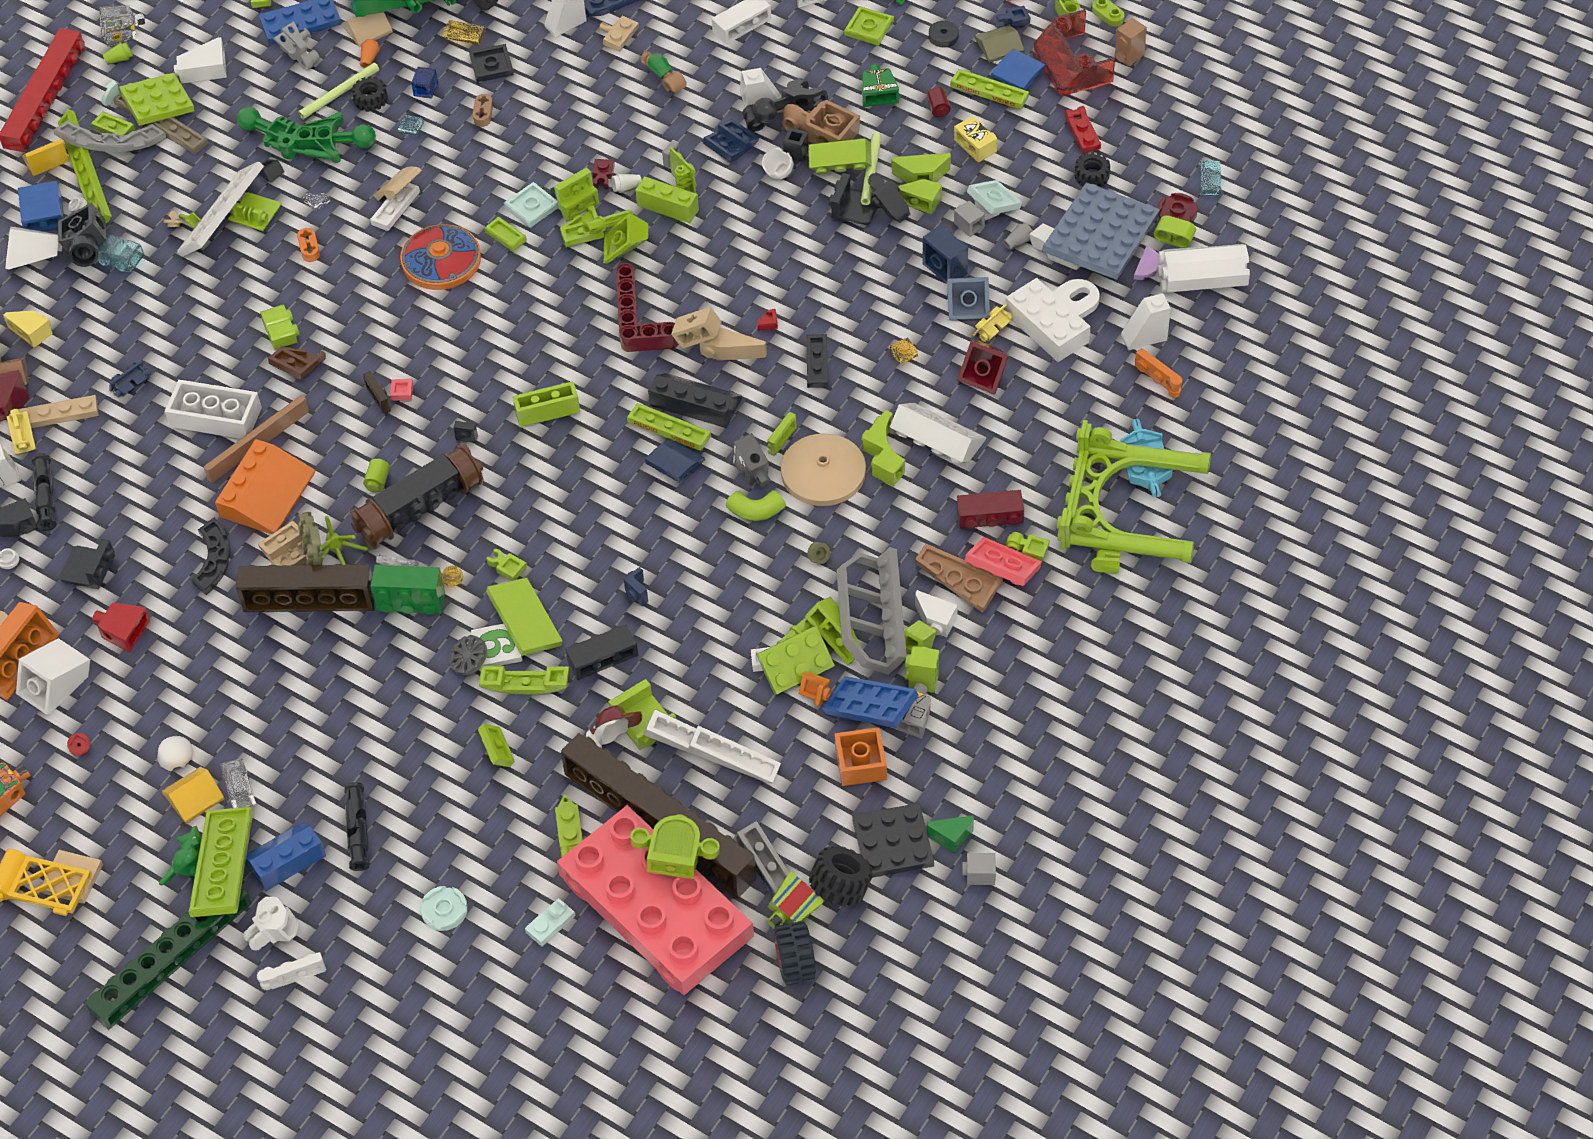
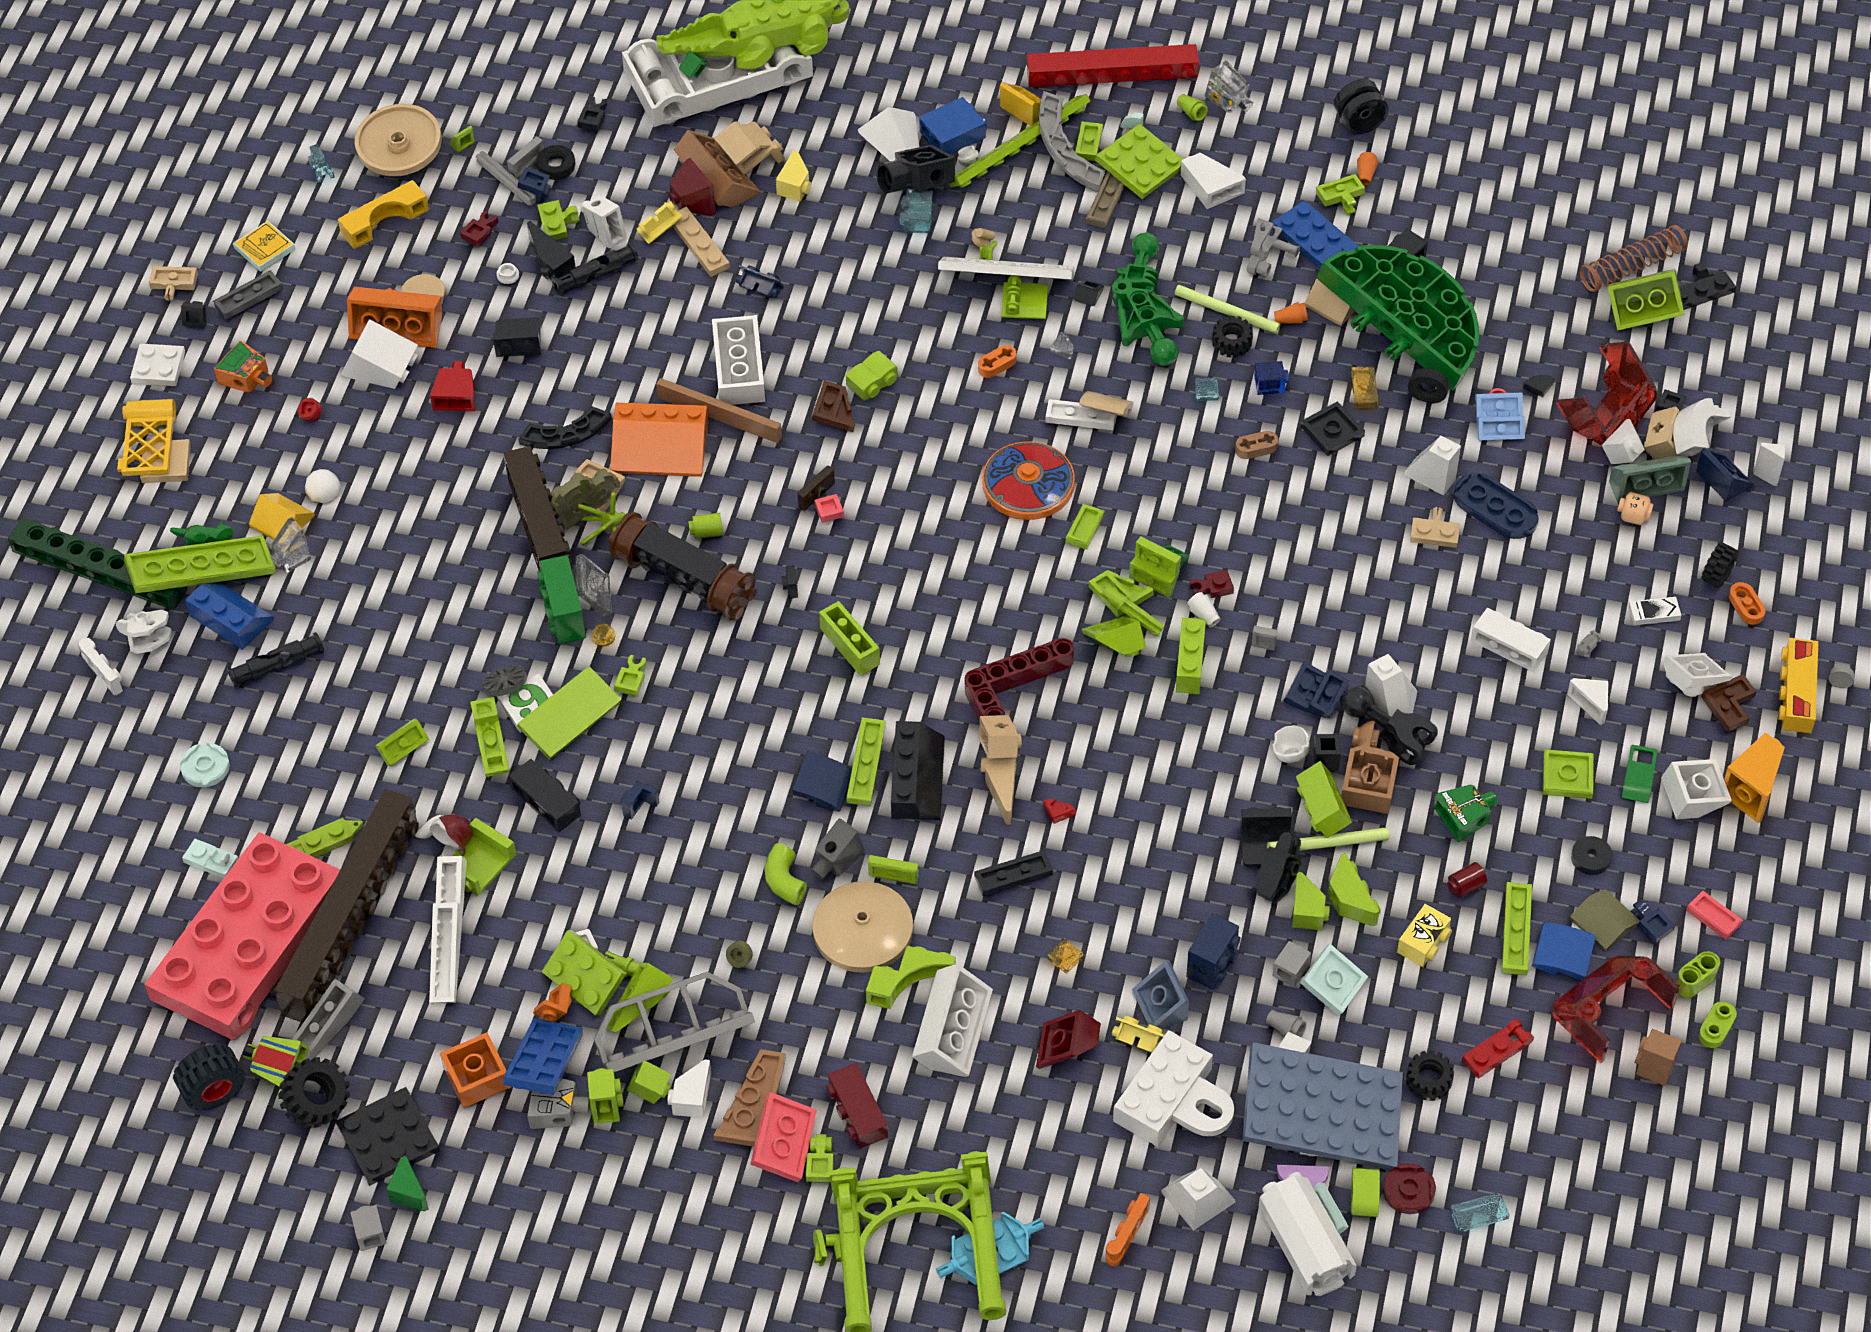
camera: 70 degrees right, 0 degrees up
(531, 204) = (1129, 530): light aqua tile -> none
(662, 68) = (1387, 583): piece -> none
(674, 846) = (284, 919): lime piece -> none
(682, 171) = (1225, 657): lime hinge -> none

